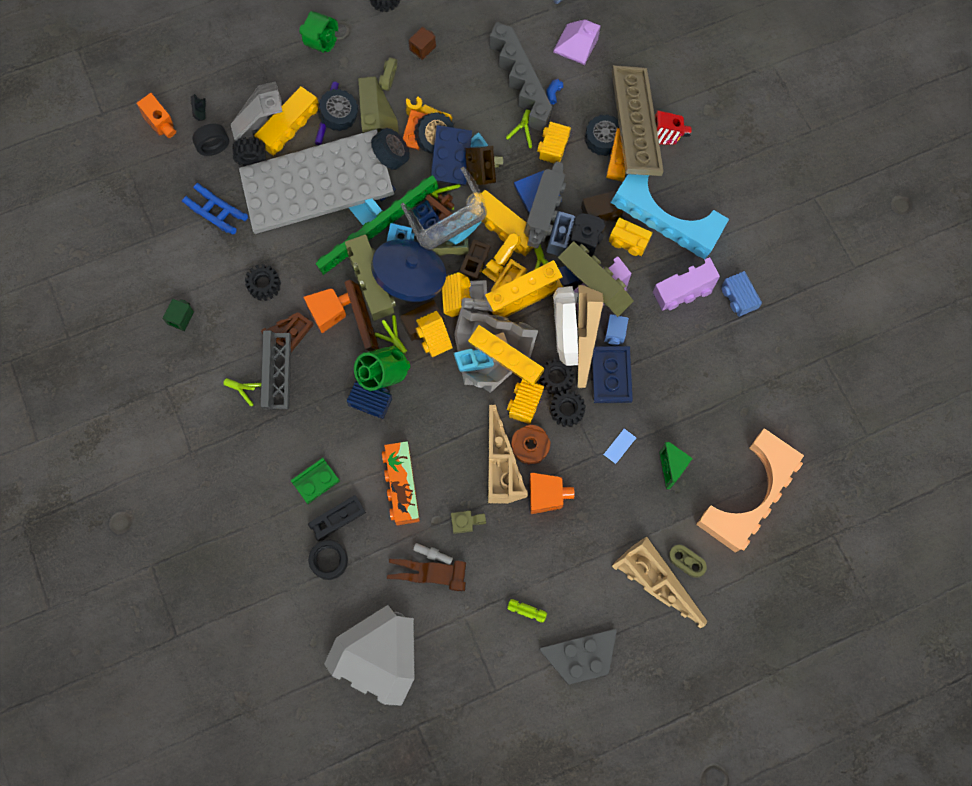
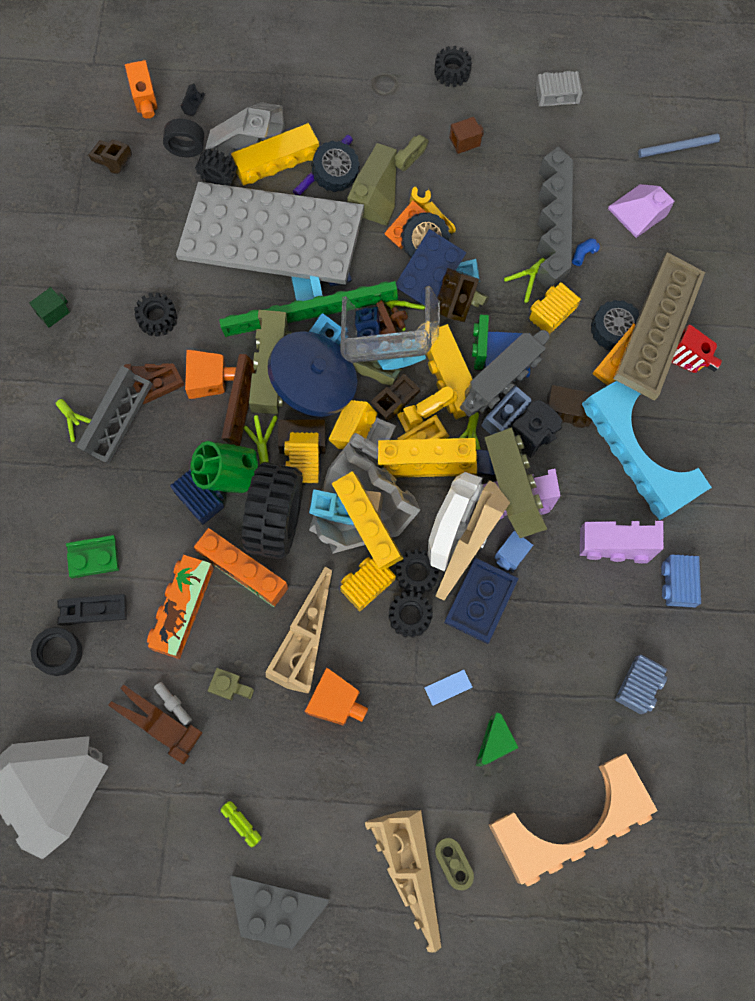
camera: 25 degrees right, 0 degrees up
(161, 177) = (111, 154): none -> dark brown brick
(212, 200) = (153, 203): blue piece -> none
(319, 32) = (359, 74): green brick -> none
(390, 148) = (367, 232): black wheel -> none
(430, 434) = (241, 567): none -> orange brick
(435, 380) = (272, 510): none -> black tyre
(515, 191) = (479, 348): none -> green plate
(540, 439) = (332, 634): dark orange plate -> none
(630, 237) = (585, 454): yellow brick -> none
(750, 378) = (641, 685): none -> sand blue brick

